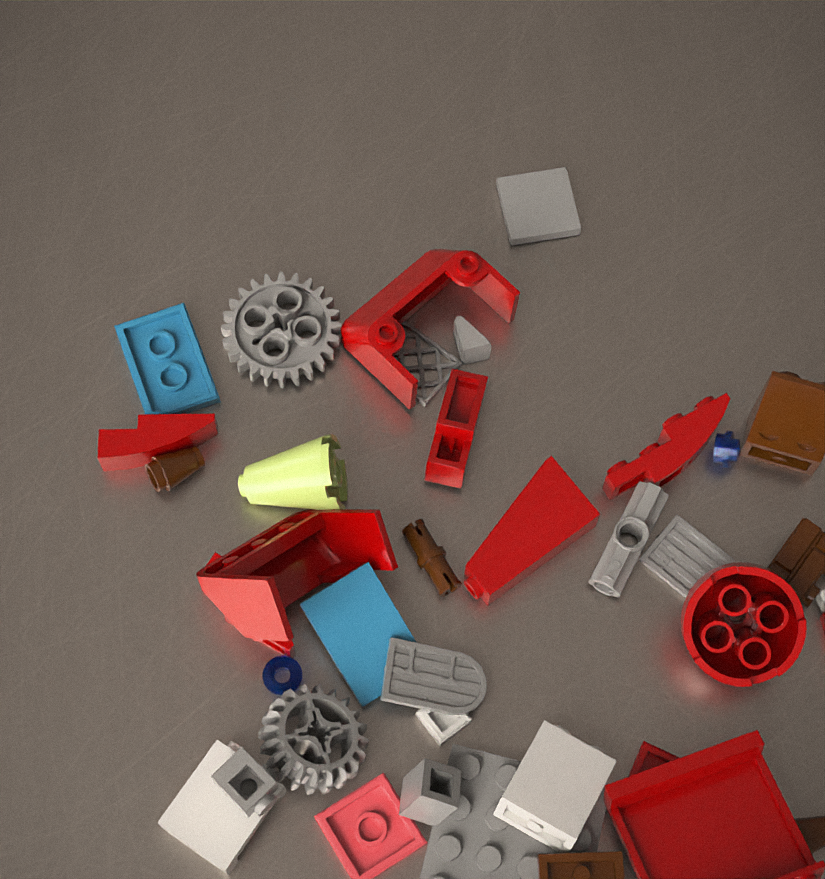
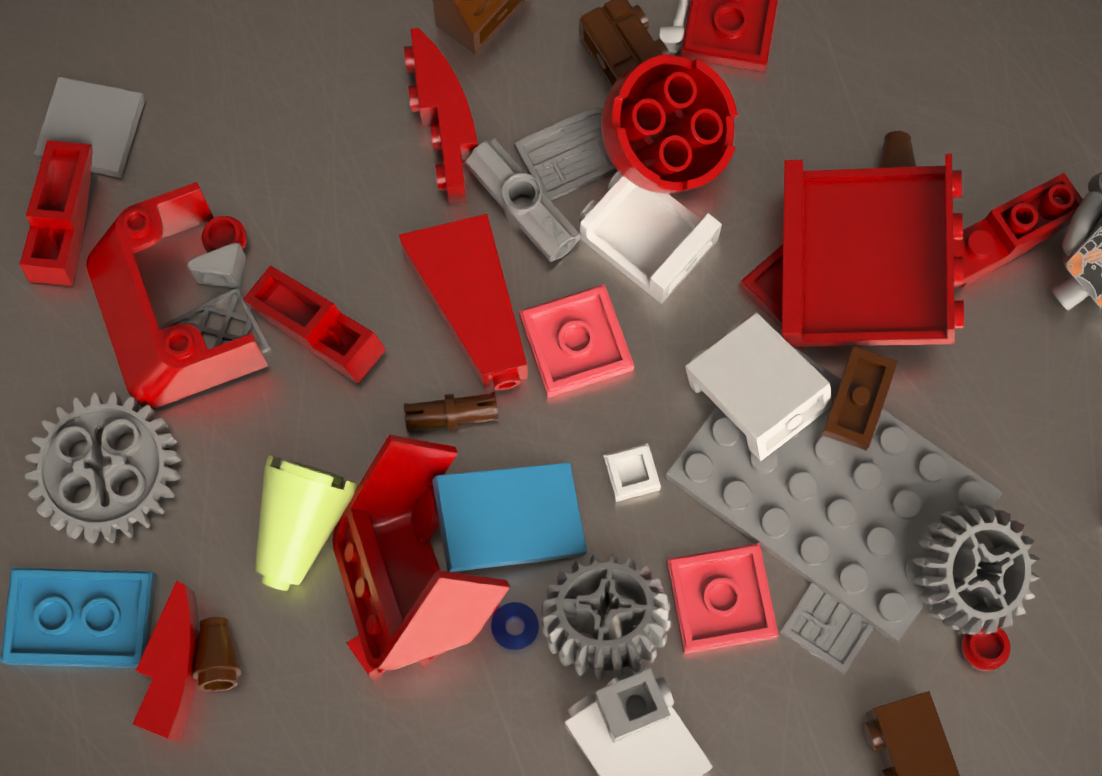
camera: 65 degrees left, 5 degrees up
(430, 792) = (713, 515): light grey brick -> none
(432, 678) = (588, 465): light grey window -> none
(459, 214) = (57, 213): none -> red slope
(499, 334) = (223, 232): none -> red plate
(533, 630) = (576, 340): none -> coral tile
(647, 650) = (647, 235): none -> white panel
(726, 449) = (467, 60): clear blue plate -> none

